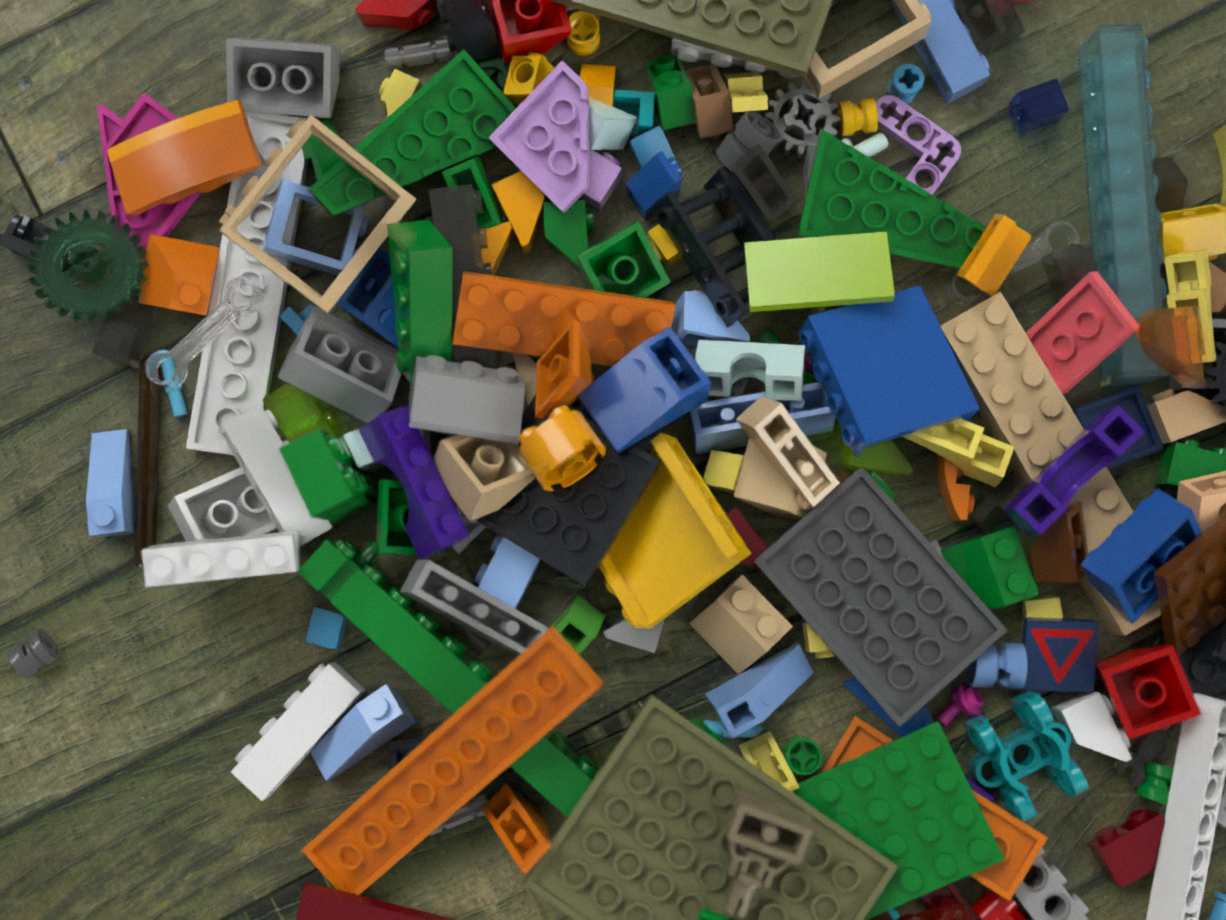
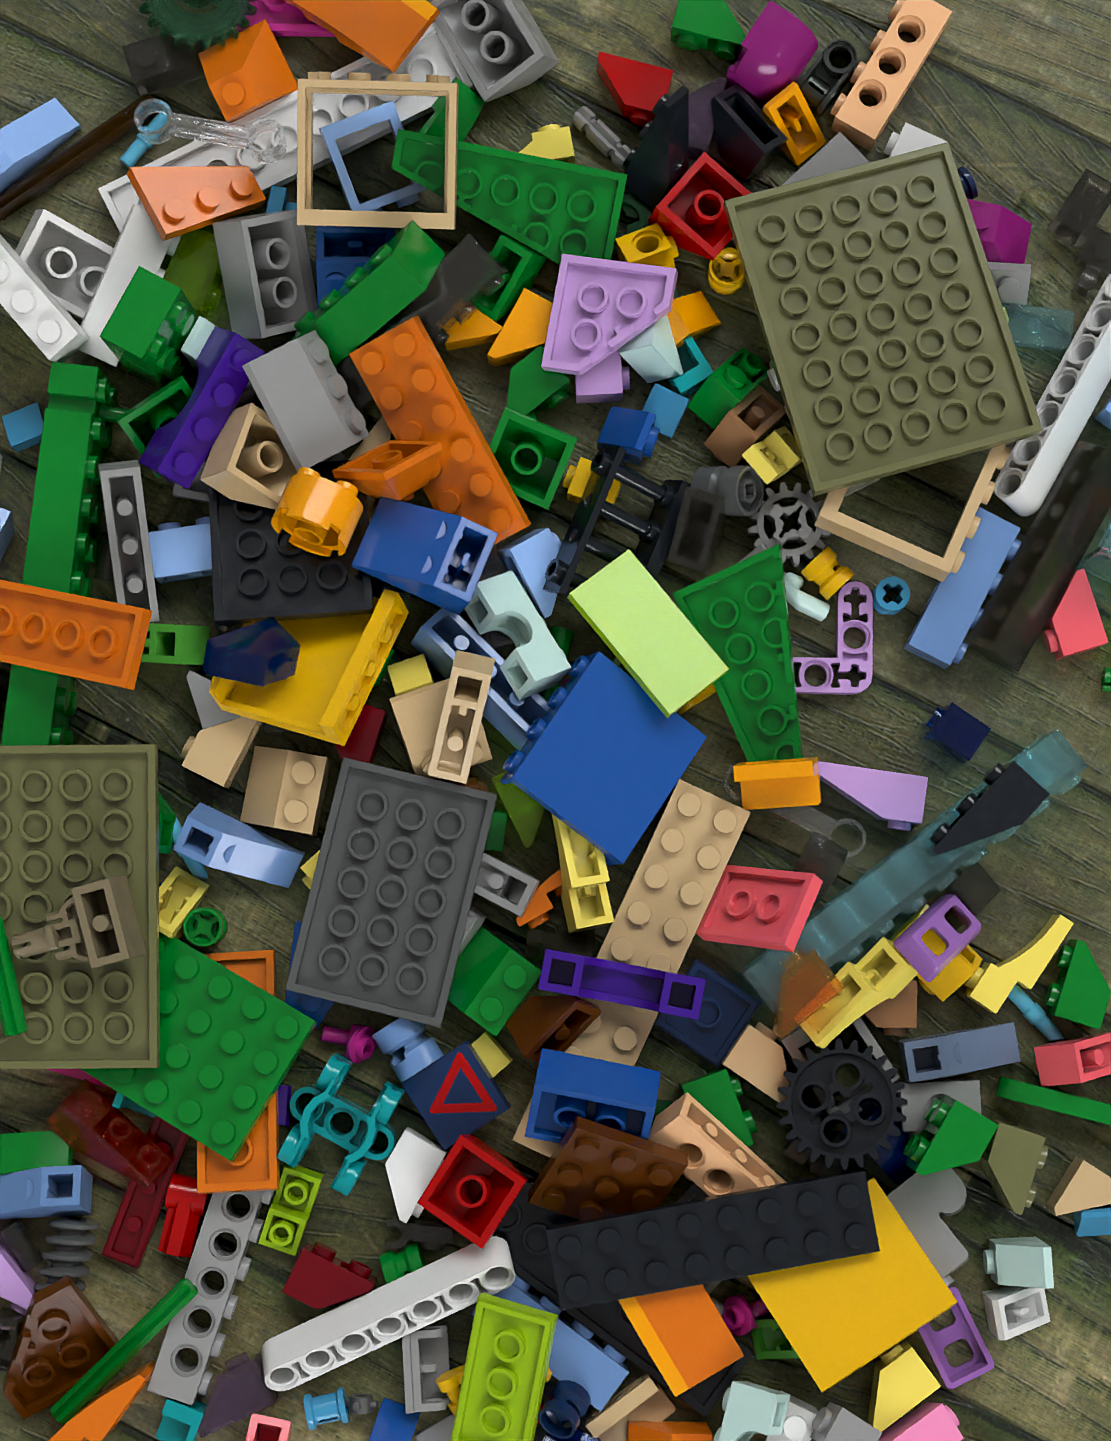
camera: 55 degrees right, 0 degrees up
(247, 377) = (194, 195): none -> orange wing
(632, 573) = (253, 654): none -> clear blue slope
(676, 653) = (220, 749): none -> tan slope
(931, 507) = (505, 885): none -> light grey slope
(1049, 189) = (880, 793): none -> lavender slope
(1063, 844) = (291, 1209): none -> lime slope
(1133, 104) = (1001, 805): none -> black slope
(1174, 214) = (916, 951): none -> medium lavender piece

